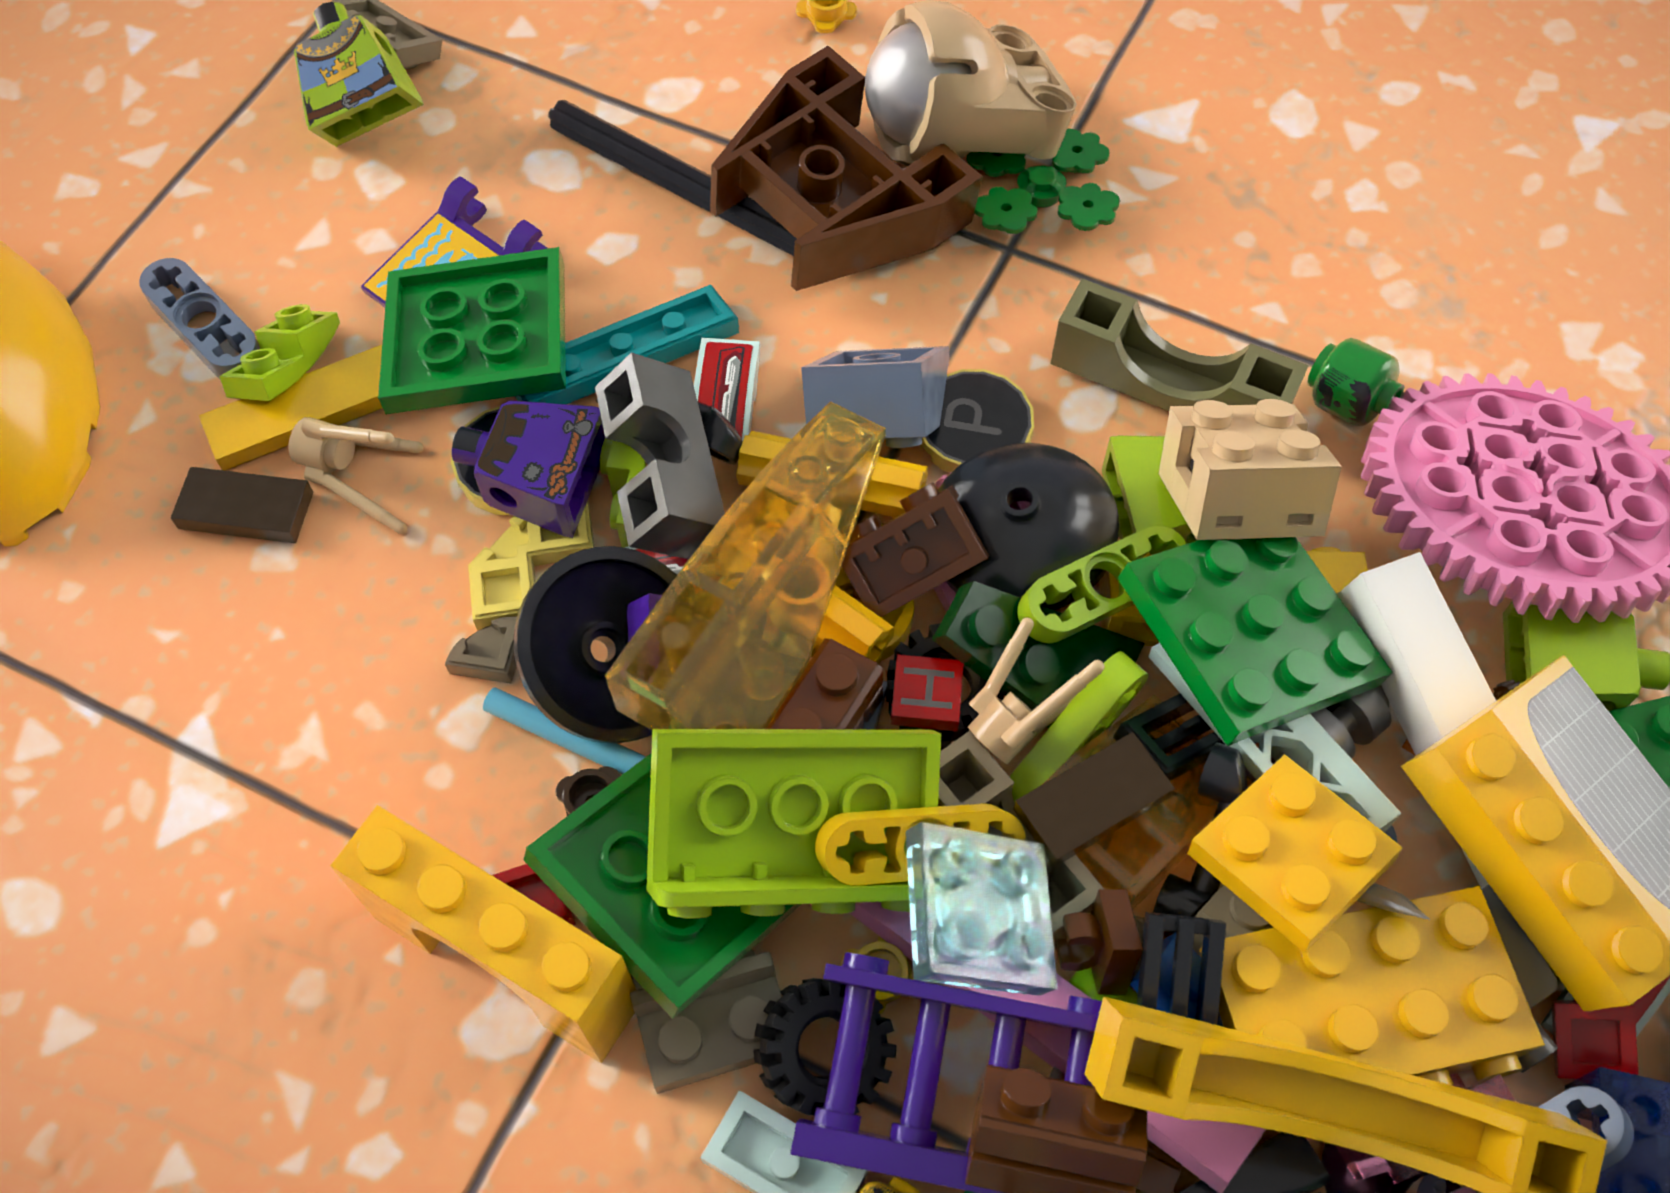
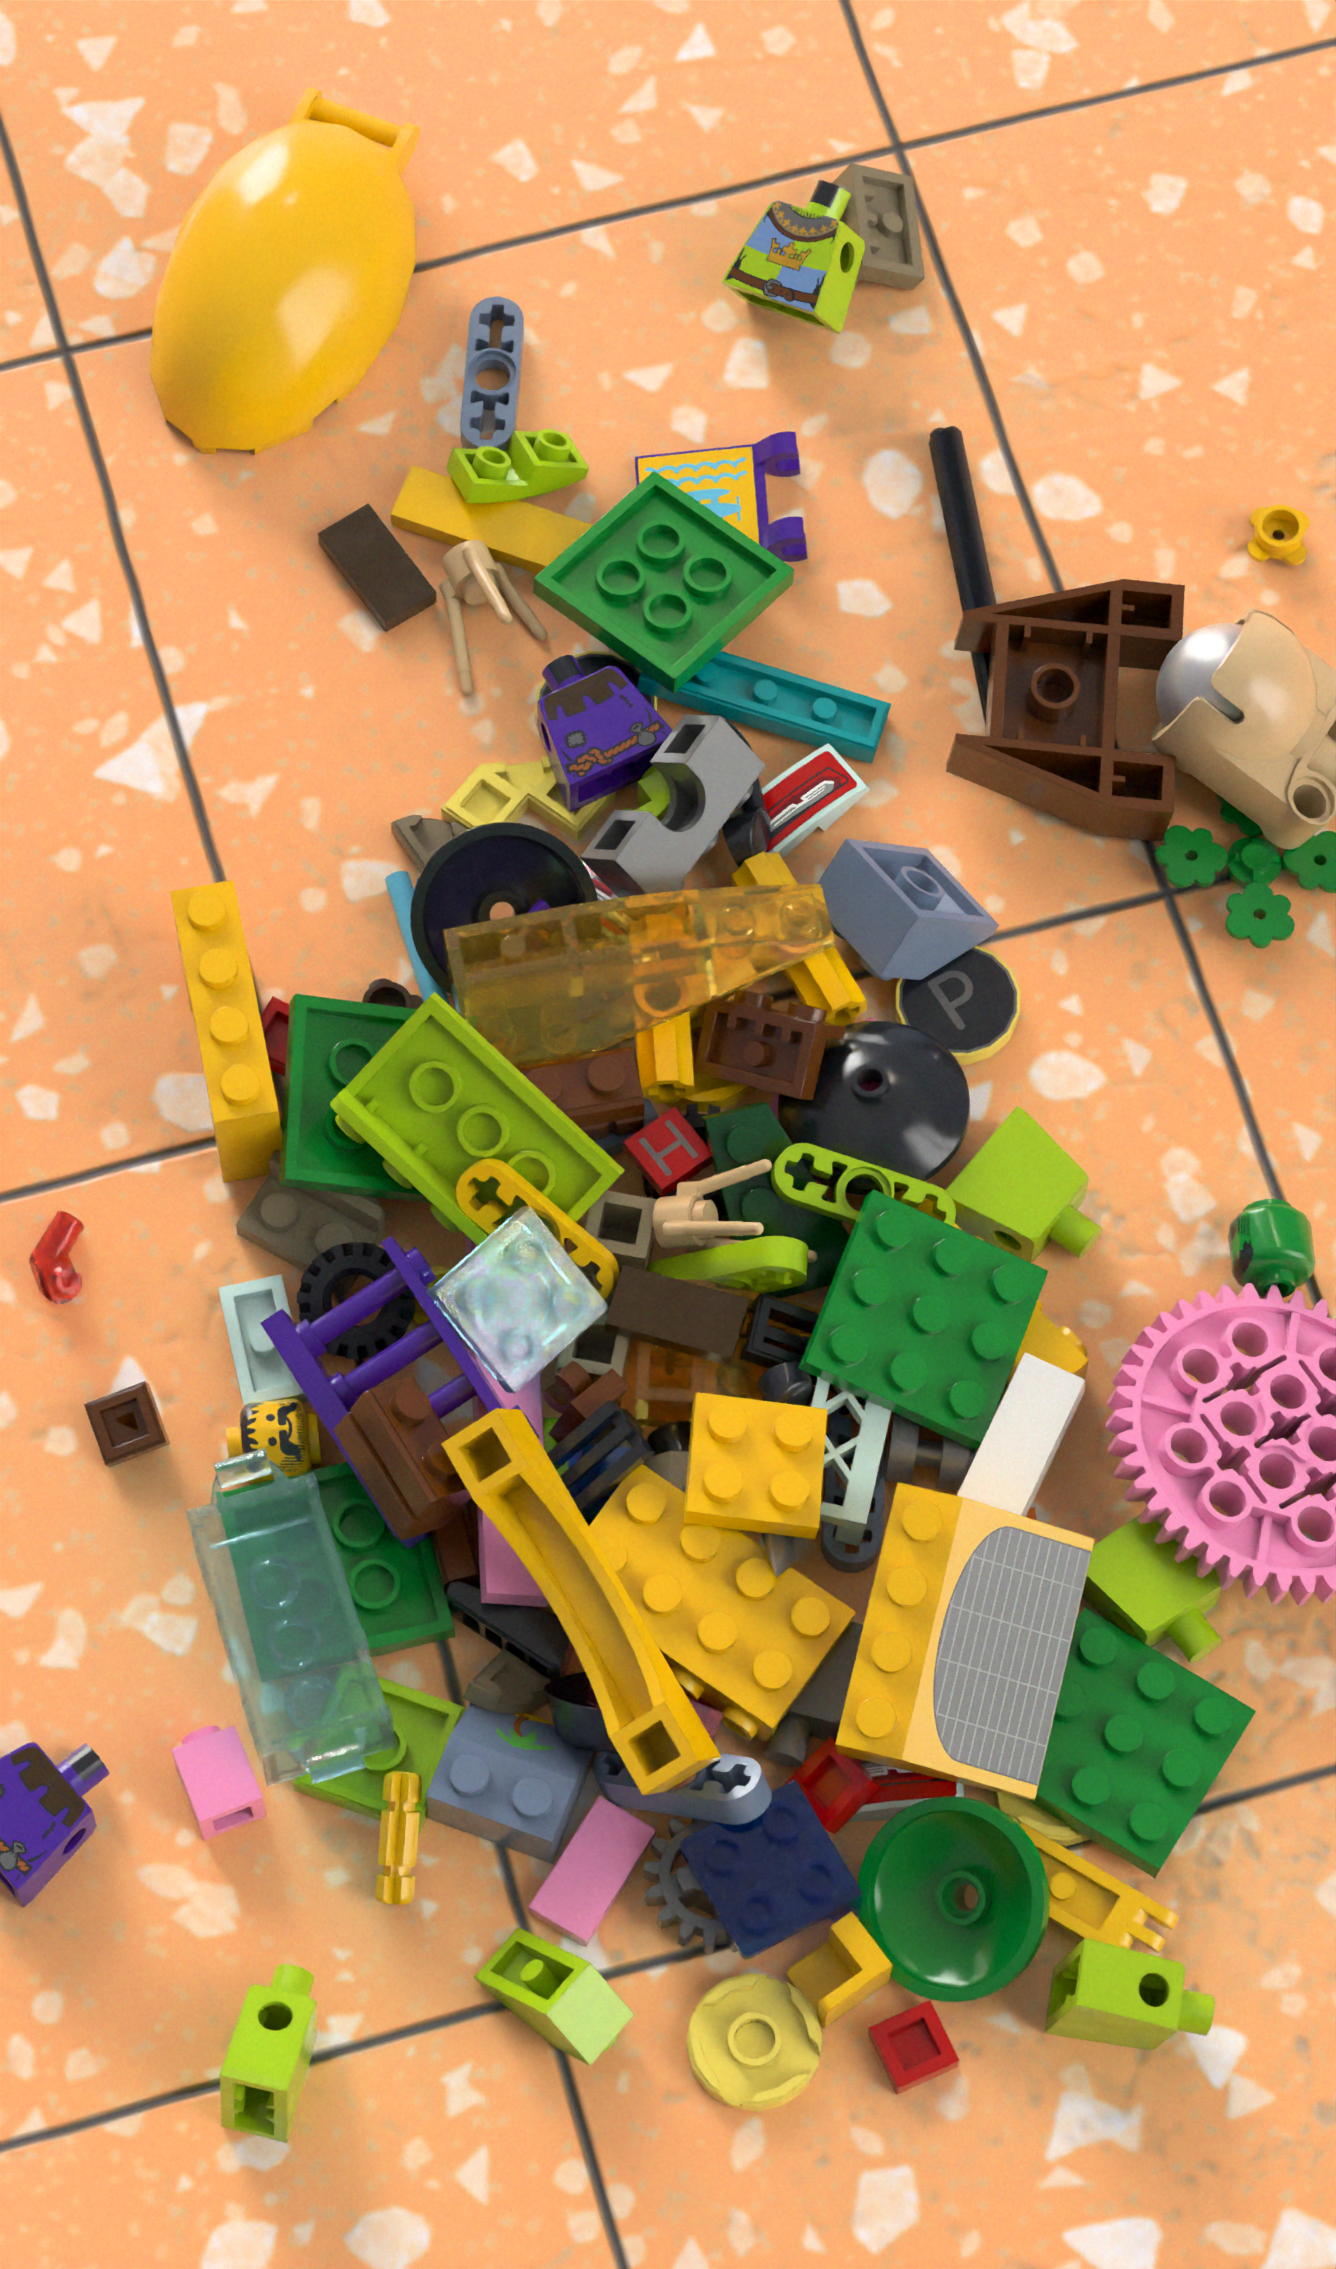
camera: 45 degrees right, 5 degrees up
(1113, 345) = (1129, 1069): olive arch -> none
(1248, 471) = (1045, 1213): tan piece -> none

